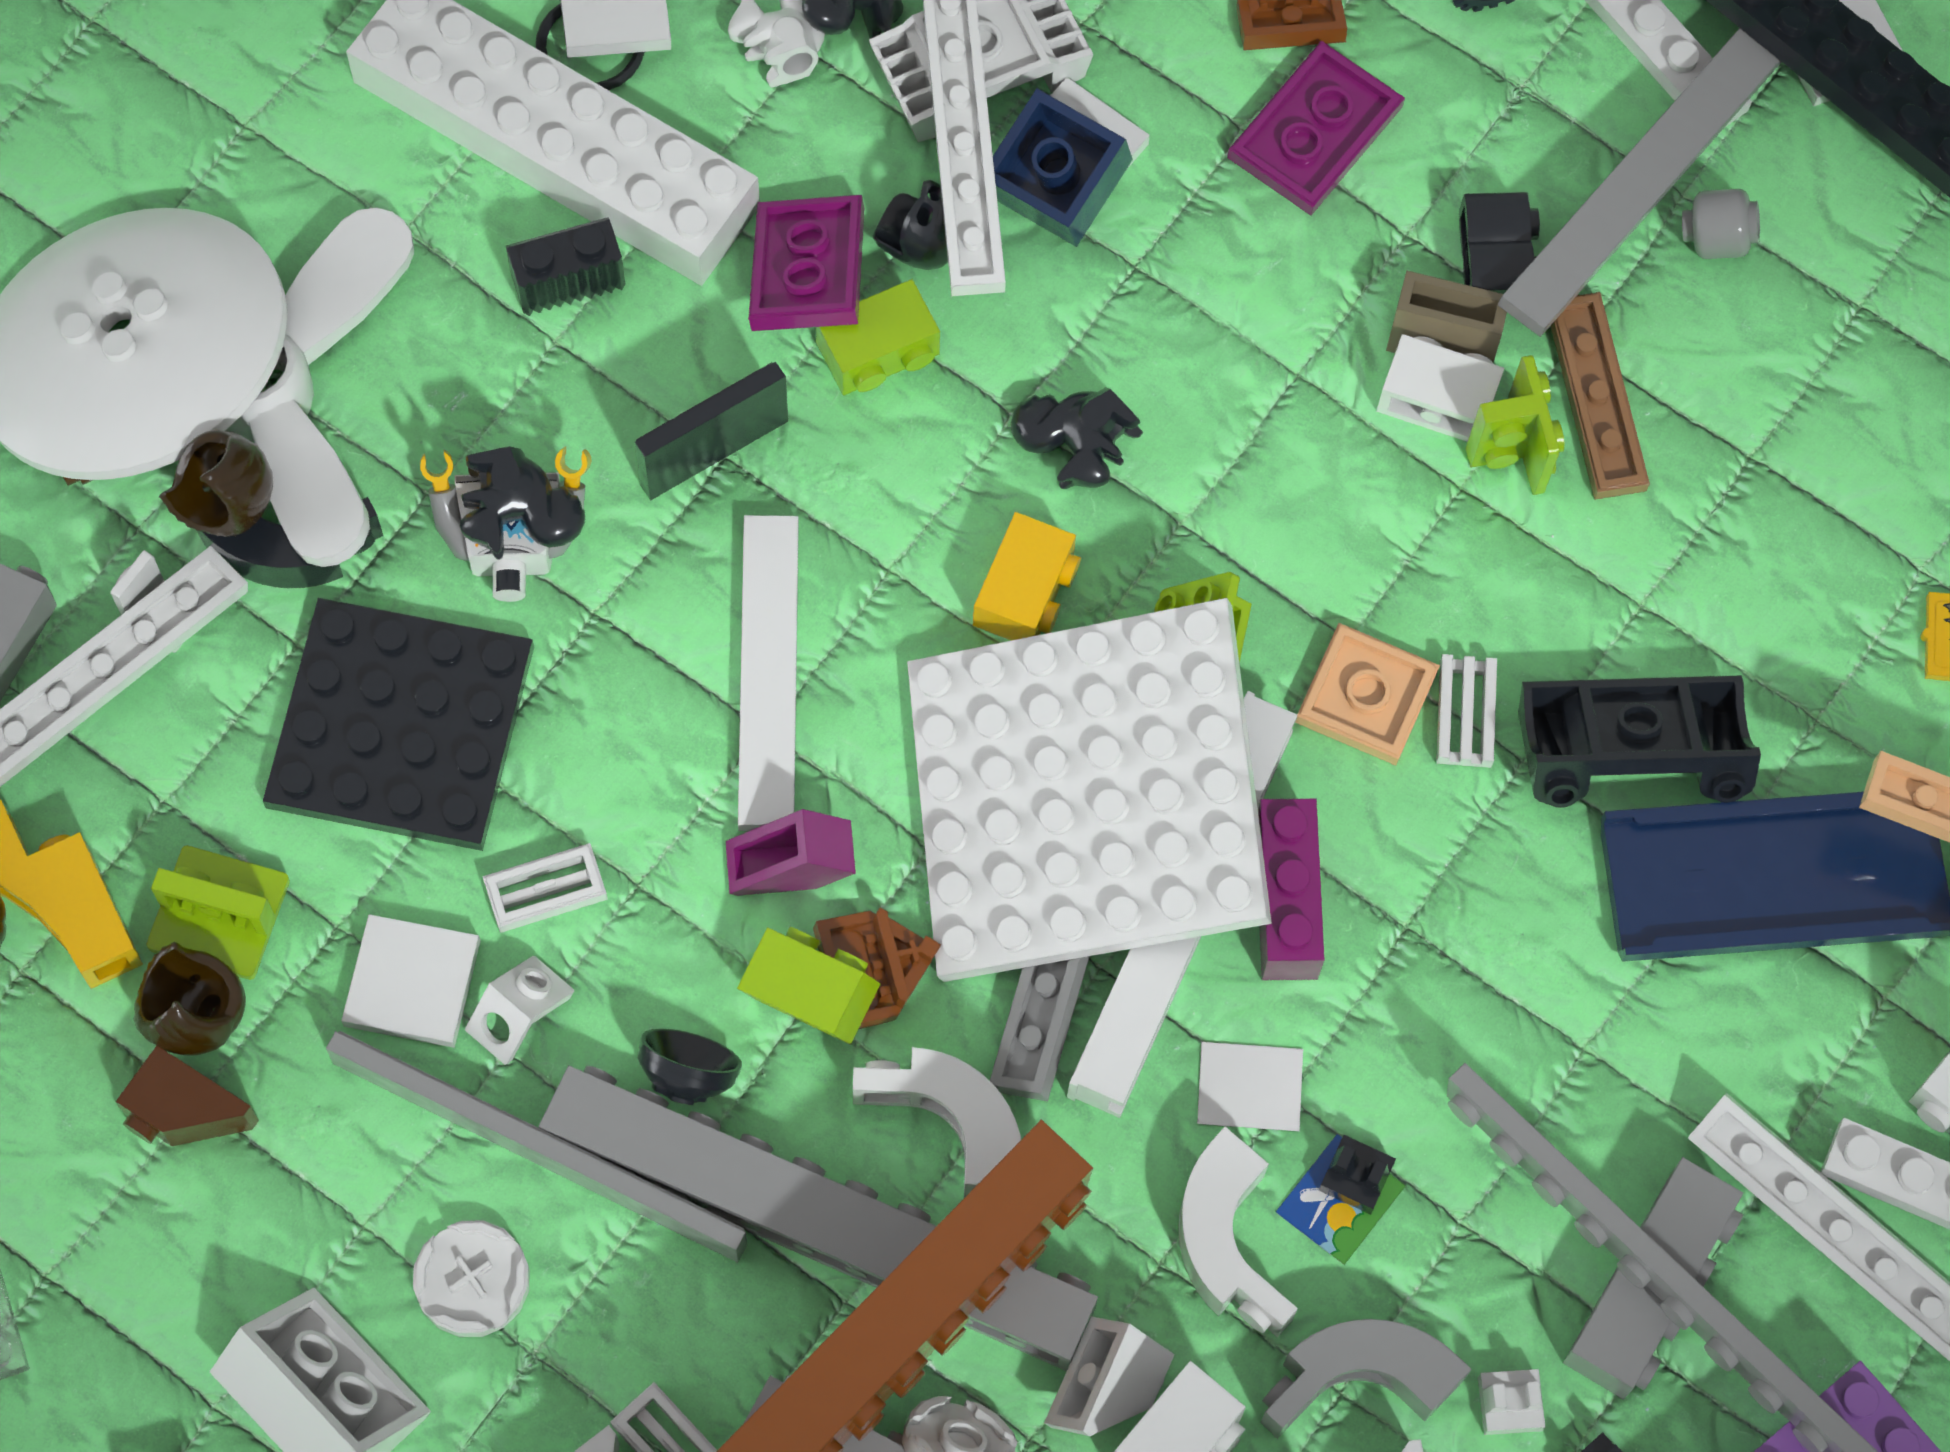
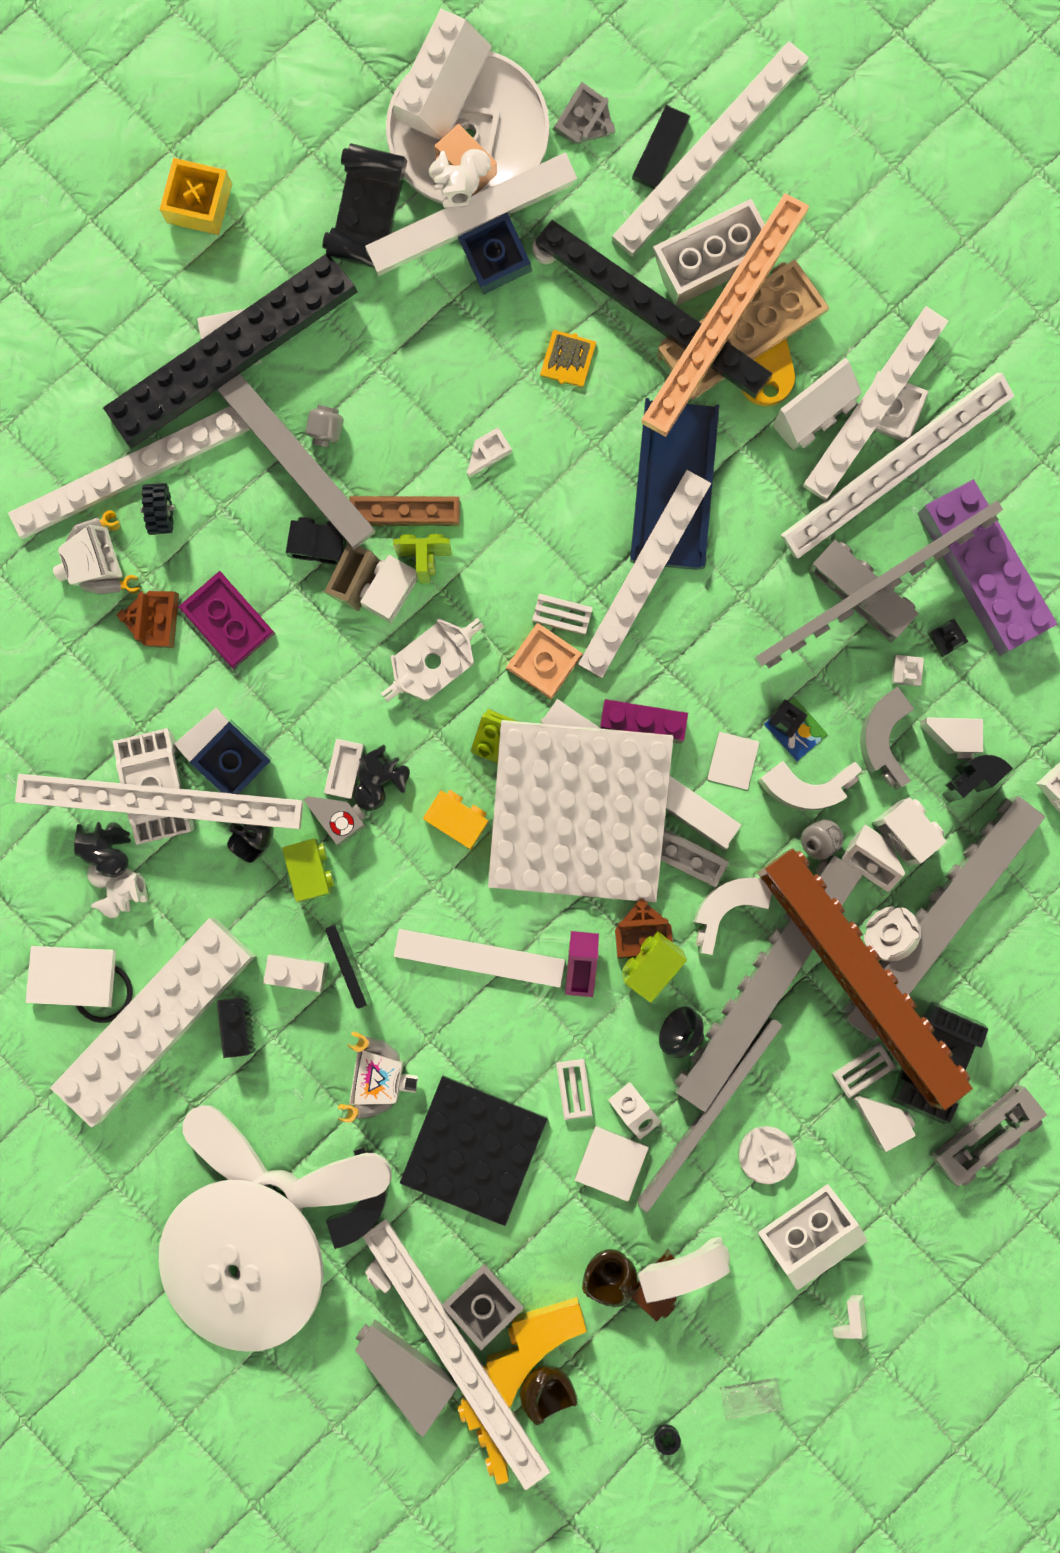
camera: 75 degrees left, 15 degrees up
(107, 777) = (483, 1306): none -> light grey brick
(218, 907) = (559, 1256): lime bracket -> none
(220, 484) = (339, 1229): dark brown piece -> none
(224, 1136) = (685, 1273): none -> white arch
(514, 491) = (368, 1073): black animal -> none
(682, 347) = (295, 973): none -> white brick
(807, 263) = (260, 900): magenta tile -> none
(984, 372) = (337, 818): none -> light grey slope
(1079, 368) = (344, 769): none -> white tile
(1126, 1273) = (822, 839): none -> light grey head
(1300, 452) = (442, 639): none -> white plate
(1584, 844) = (644, 574): none -> white plate
(1637, 729) = (594, 534): black piece -> none
(1750, 523) = (488, 451): none -> white tile

